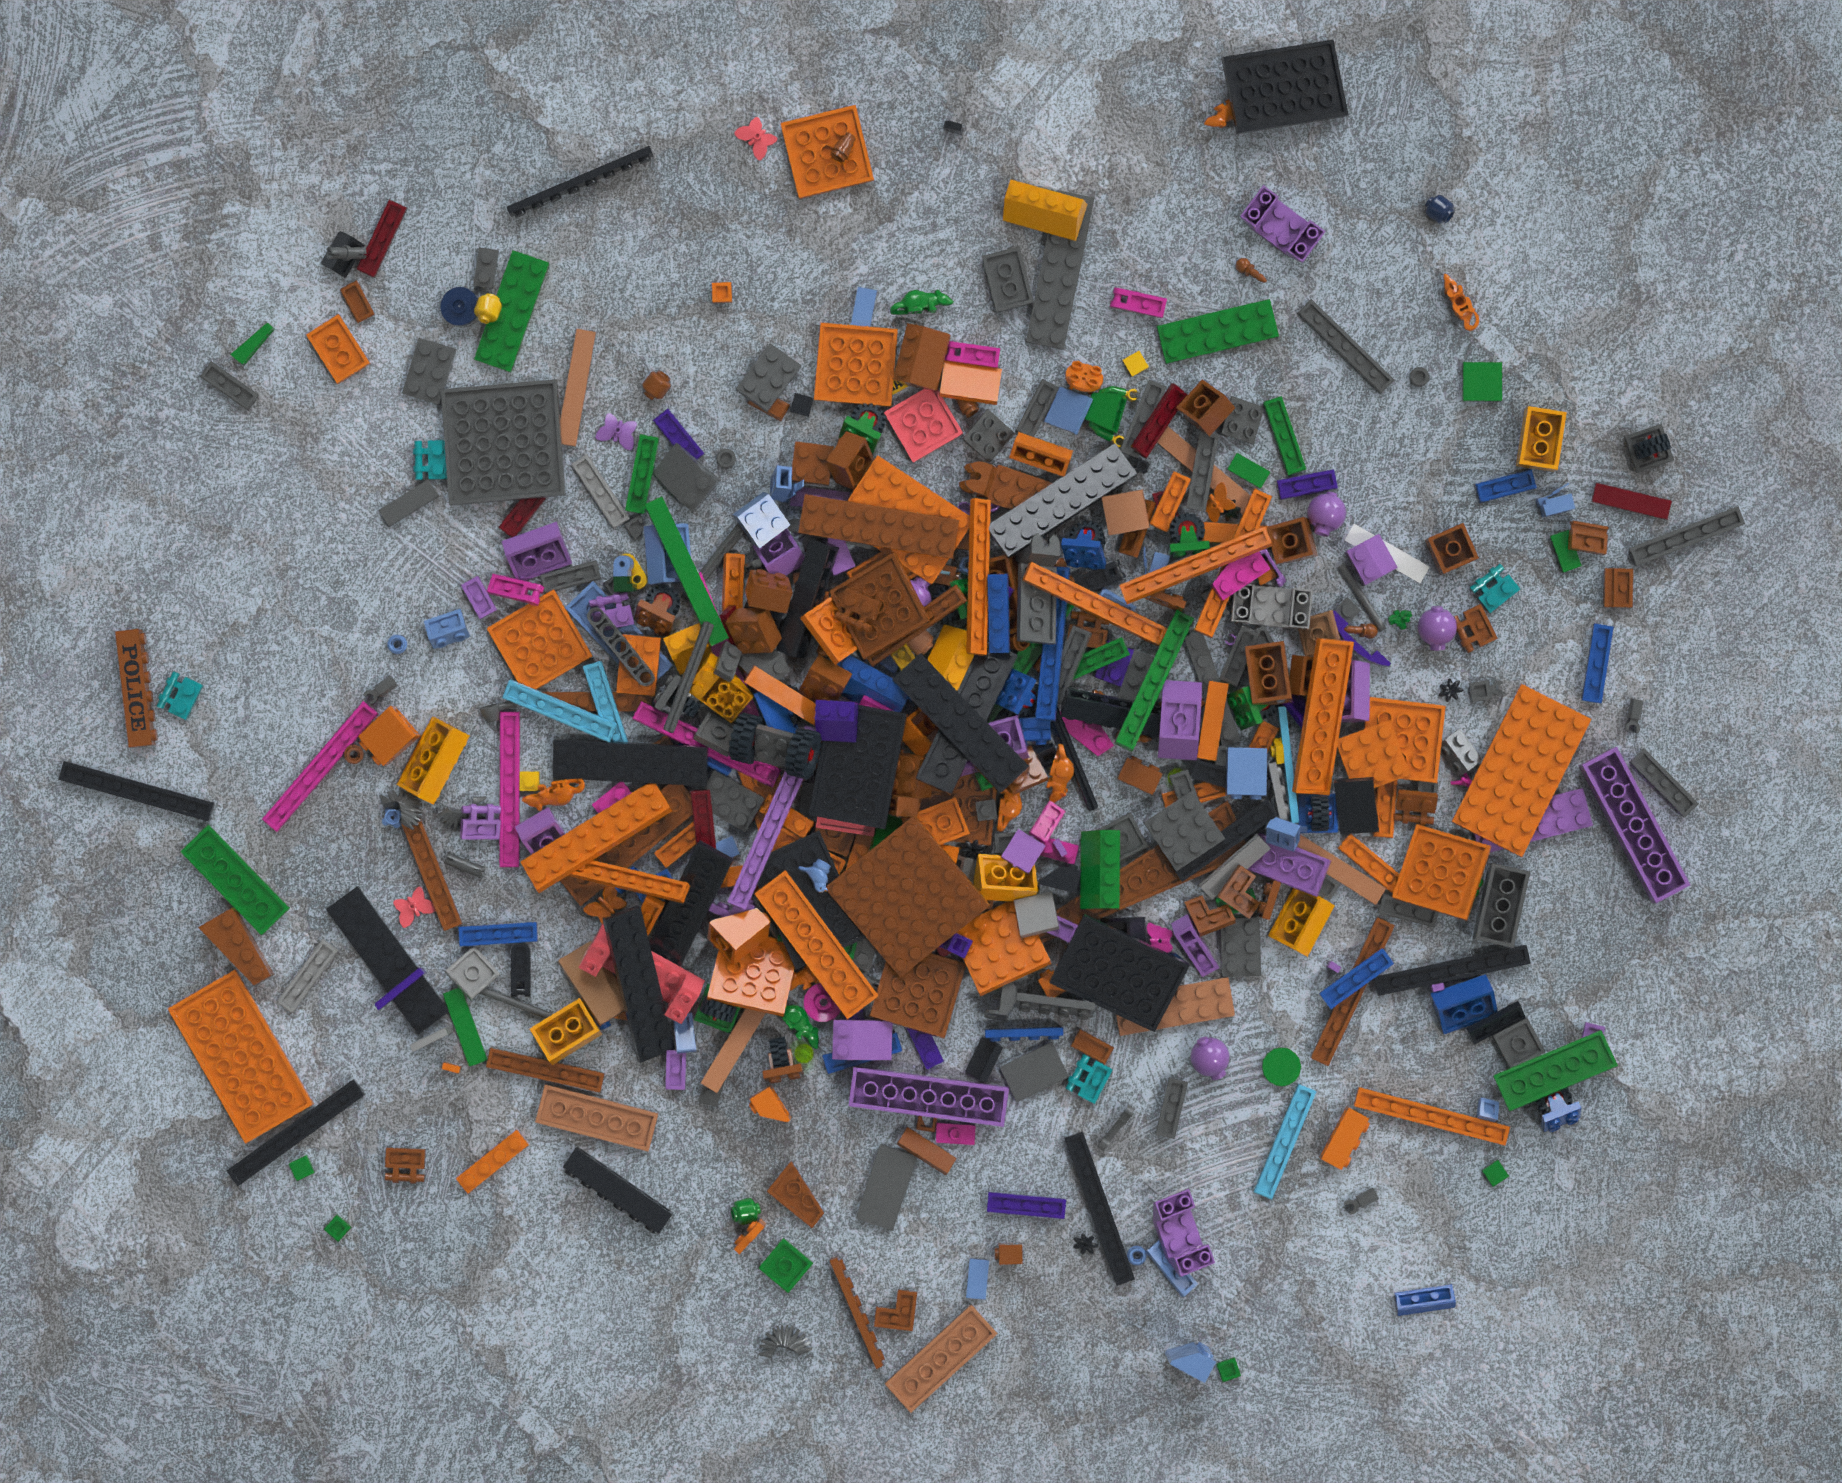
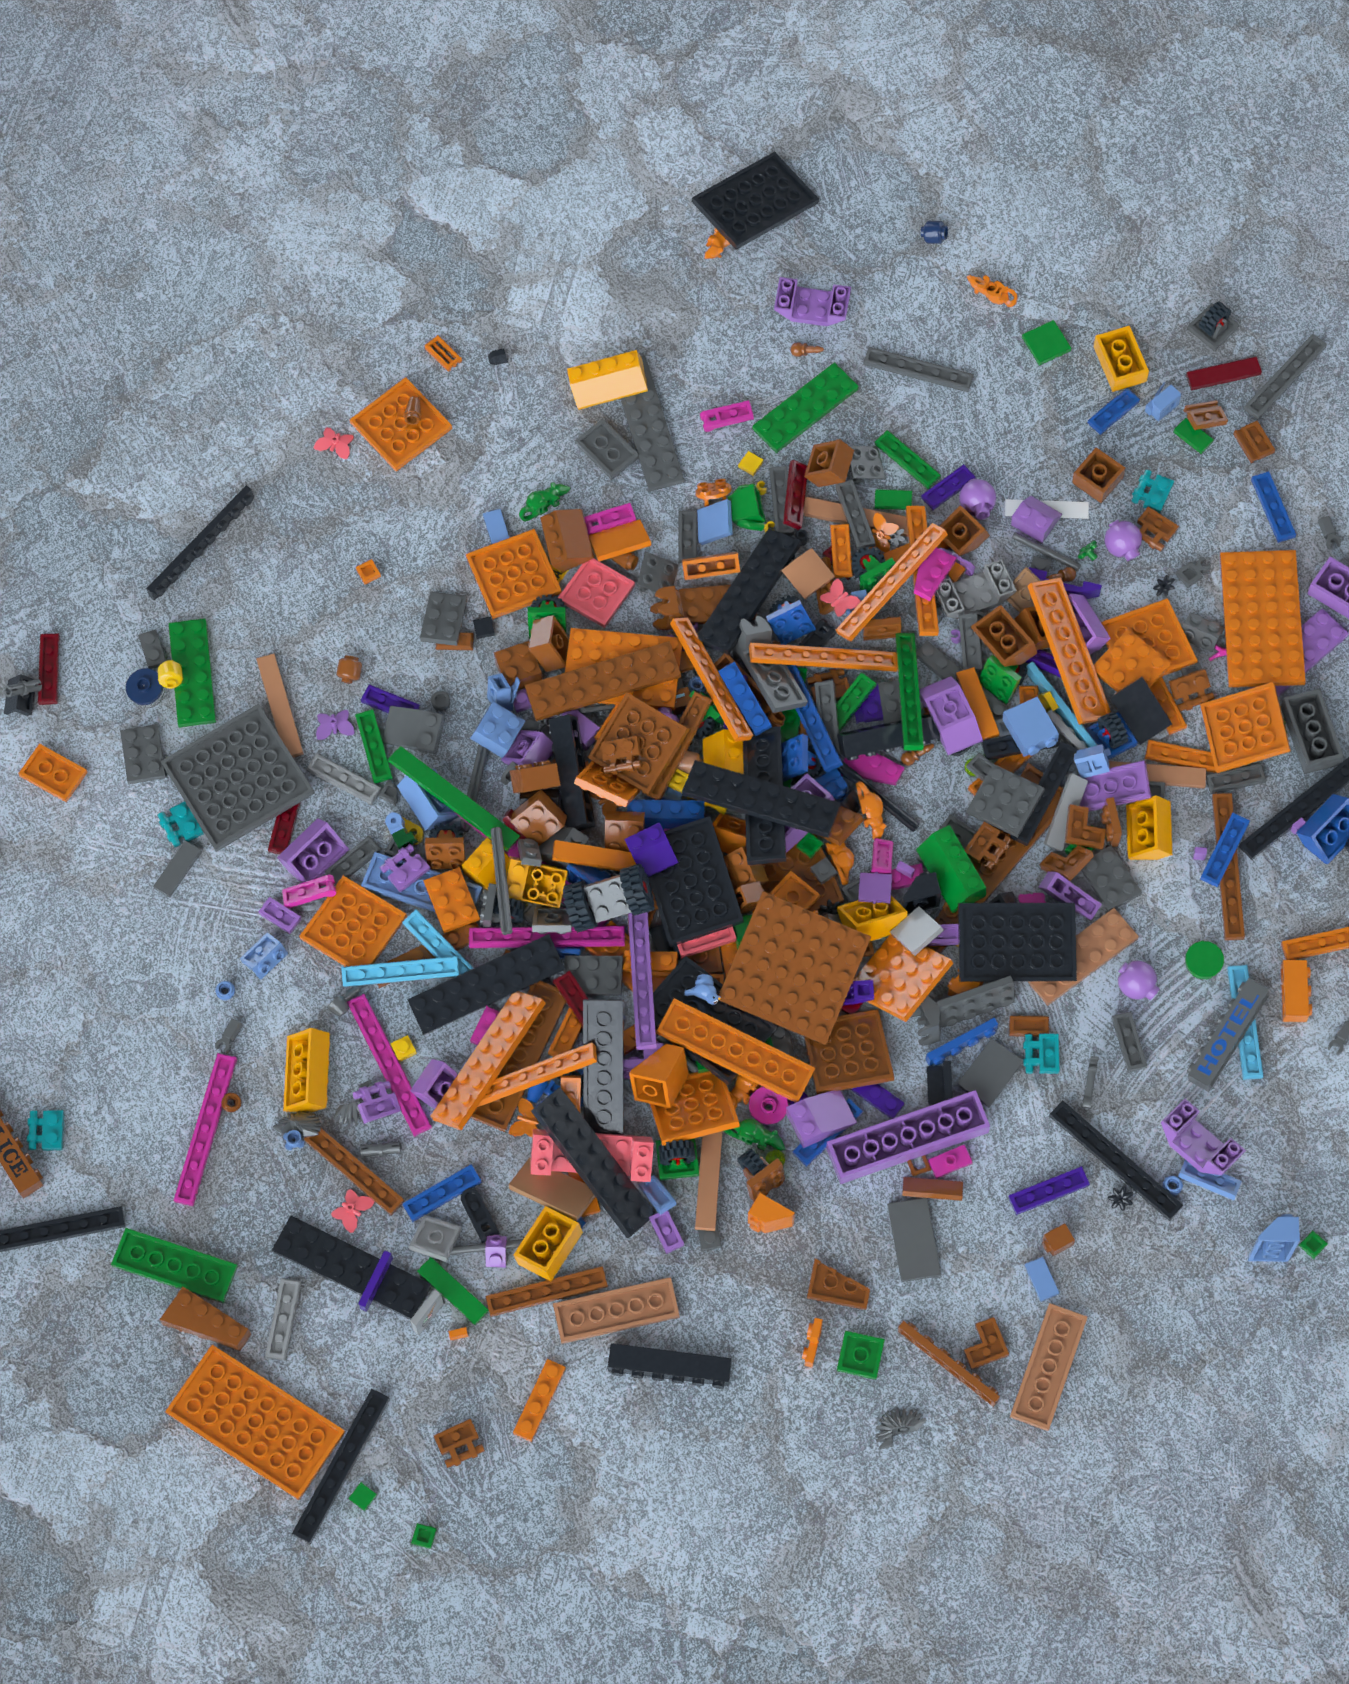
camera: 25 degrees left, 20 degrees down
(357, 301) = (51, 727): dark orange tile -> none
(388, 736) = (256, 1067): orange slope -> none
(519, 1011) = (496, 1251): none -> medium lavender bracket
(558, 794) = (434, 1046): orange animal -> none
(614, 640) = (423, 879): dark grey beam -> none
(733, 580) = (497, 791): orange plate -> none
(745, 1211) = (796, 1324): green head -> none
(908, 110) = (452, 363): none -> orange tile
(1139, 552) = (838, 598): none -> coral piece
(1139, 775) = (940, 780): dark orange brick -> none
(1142, 858) = (981, 843): none -> dark orange plate
(1261, 1149) = (1228, 1034): none -> dark grey brick
(1419, 377) = (992, 363): dark grey tile -> none

